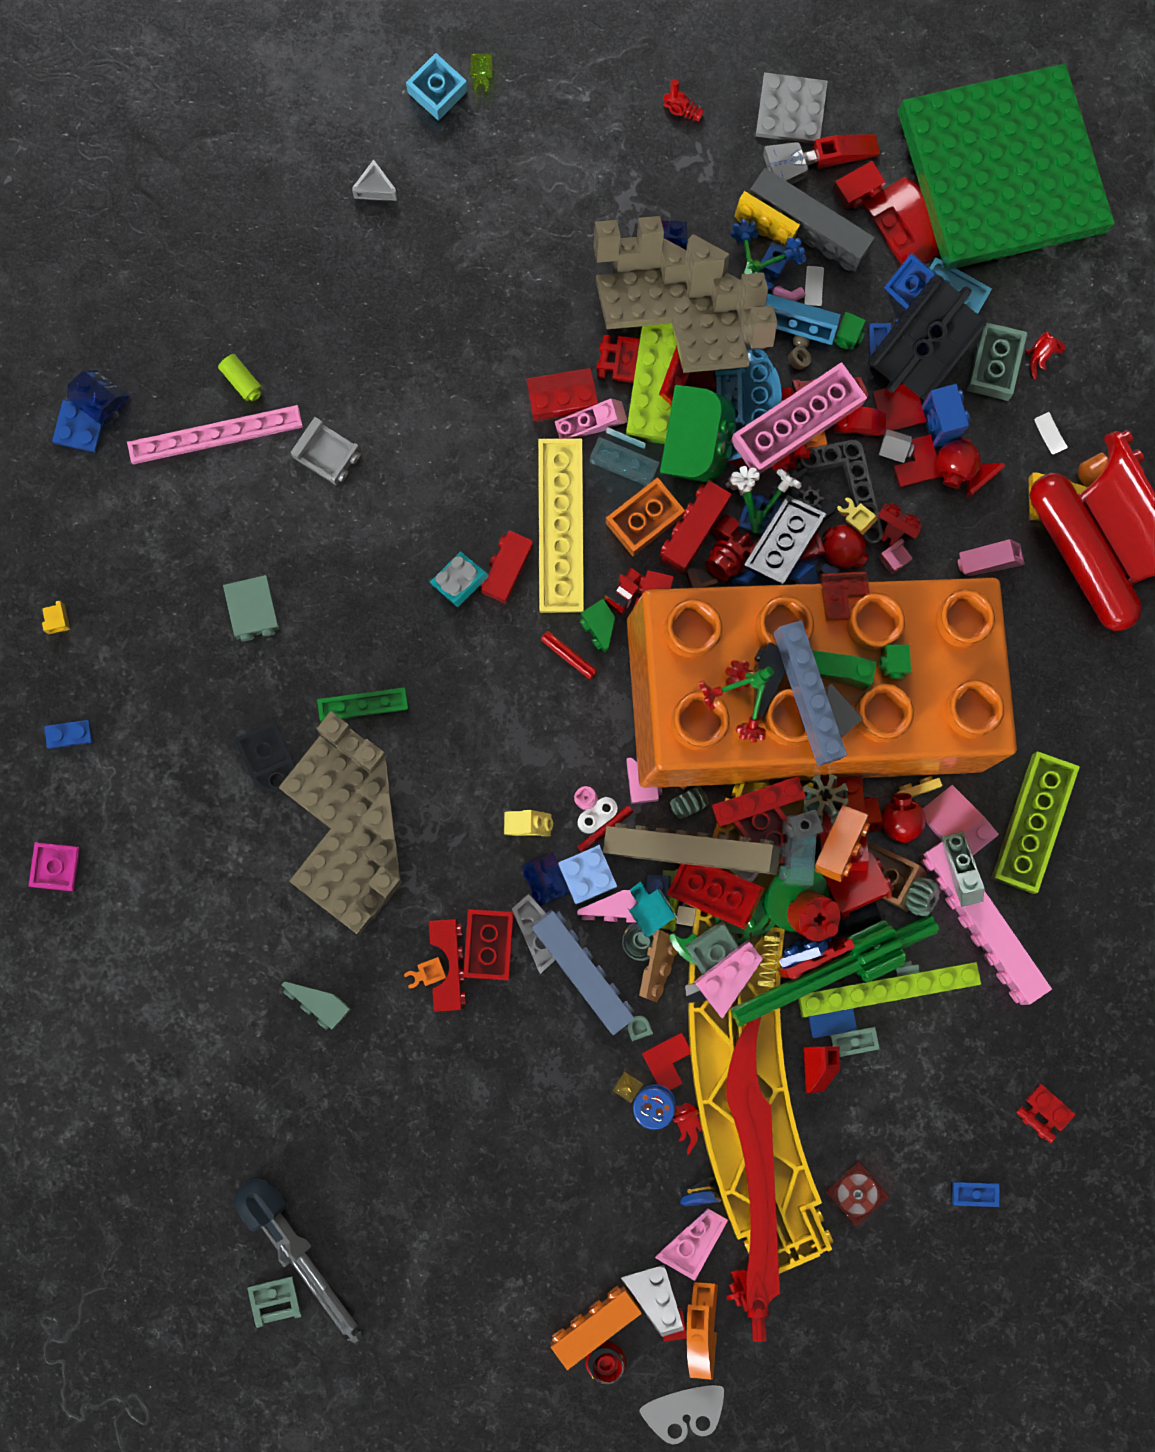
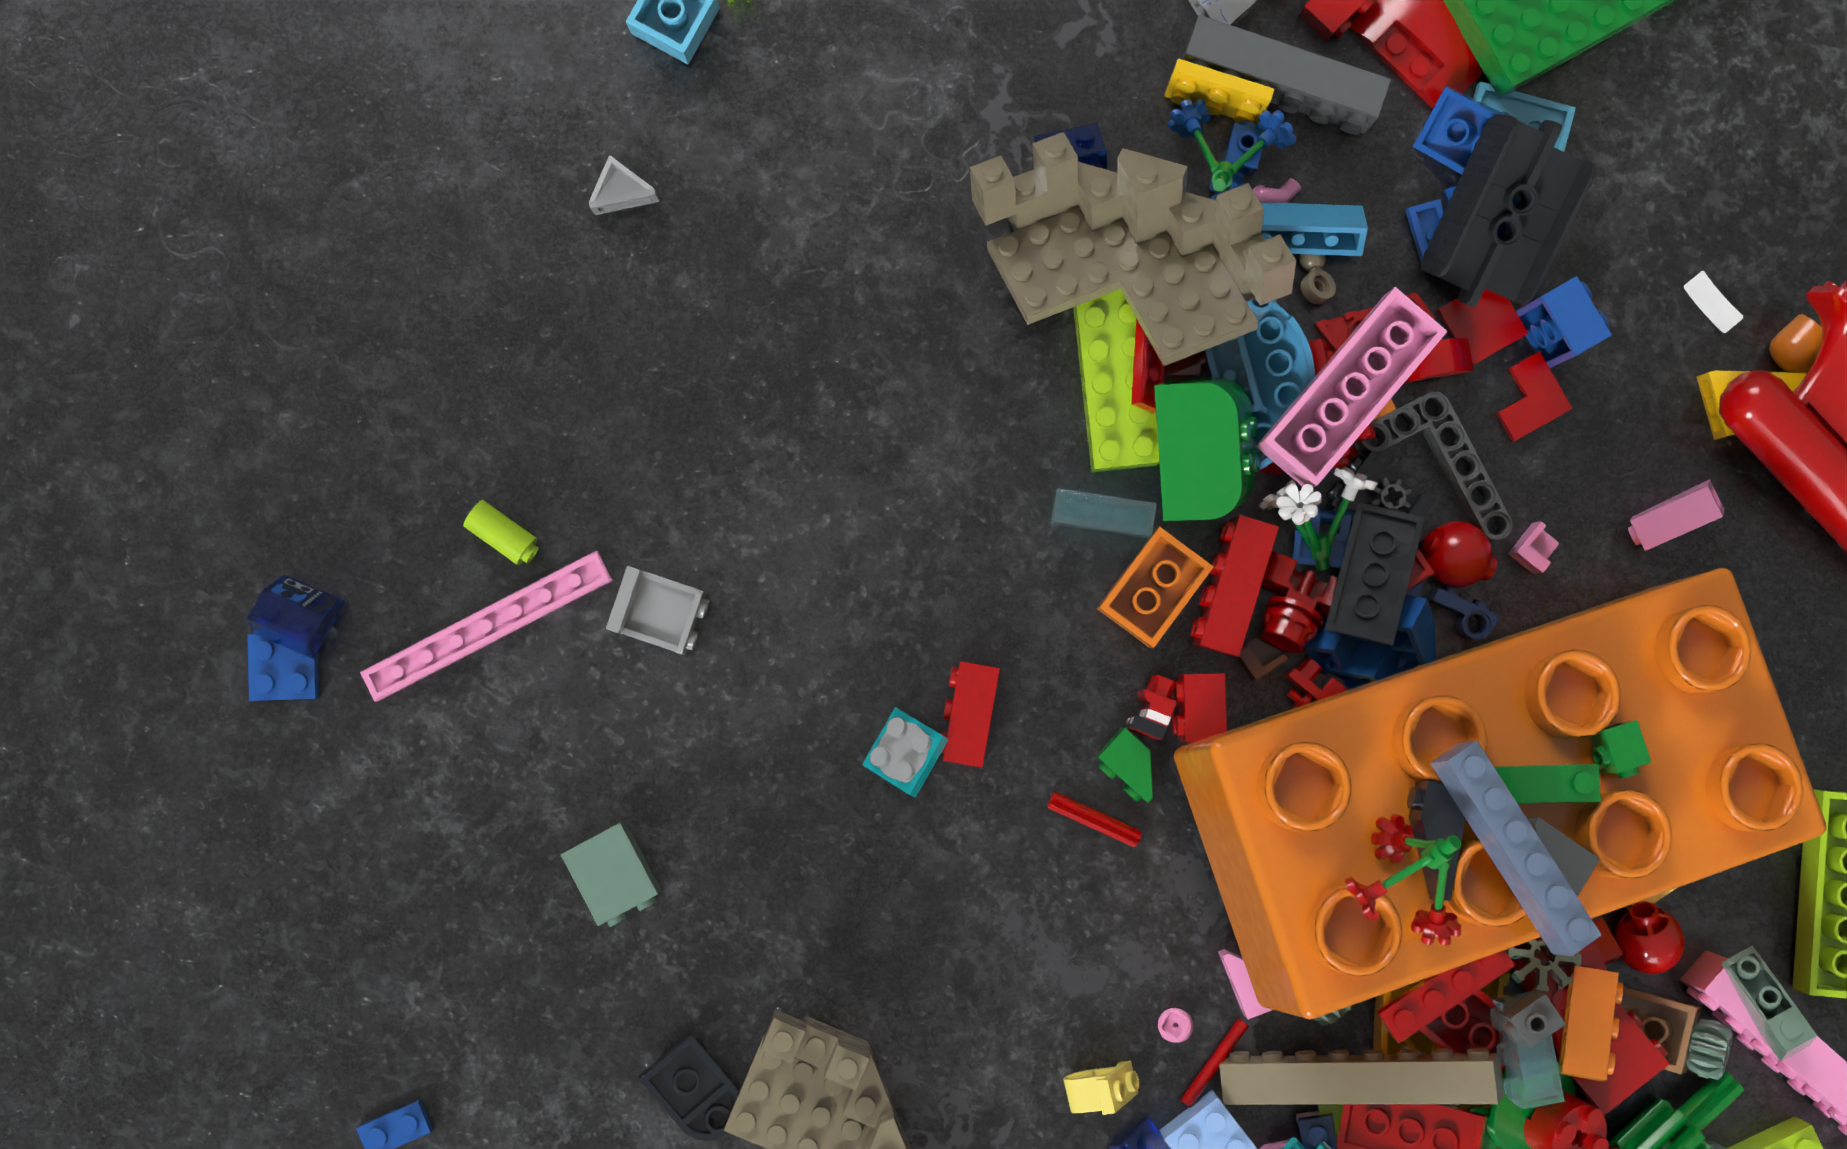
camera: 10 degrees left, 5 degrees up
(55, 618) = (328, 963): yellow panel -> none
(364, 704) = (813, 973): green plate -> none
(560, 526) = (1032, 630): light yellow plate -> none
(561, 394) = (981, 431): red slope -> none
(592, 420) = (1035, 461): bright pink slope -> none
(597, 815) = (1198, 1045): white plate -> none
(625, 358) = (1060, 353): red plate -> none
(626, 438) = (1094, 474): white sticker -> none
(814, 285) = (1309, 170): white sticker -> none
(838, 588) = (1501, 660): clear red plate -> none
(849, 331) = (1384, 226): green brick -> none
(858, 517) = (1473, 509): light yellow plate -> none
(896, 446) = (1495, 383): light grey brick -> none
(898, 523) = (1530, 500): red plate -> none
(953, 814) = (1729, 919): bright pink slope -> none
(958, 462) = (1595, 385): red brick -> none
(984, 475) = (1628, 395): red slope -> none
(996, 361) = (1615, 220): sand green brick -> none
(1042, 351) = (1675, 179): red piece -> none

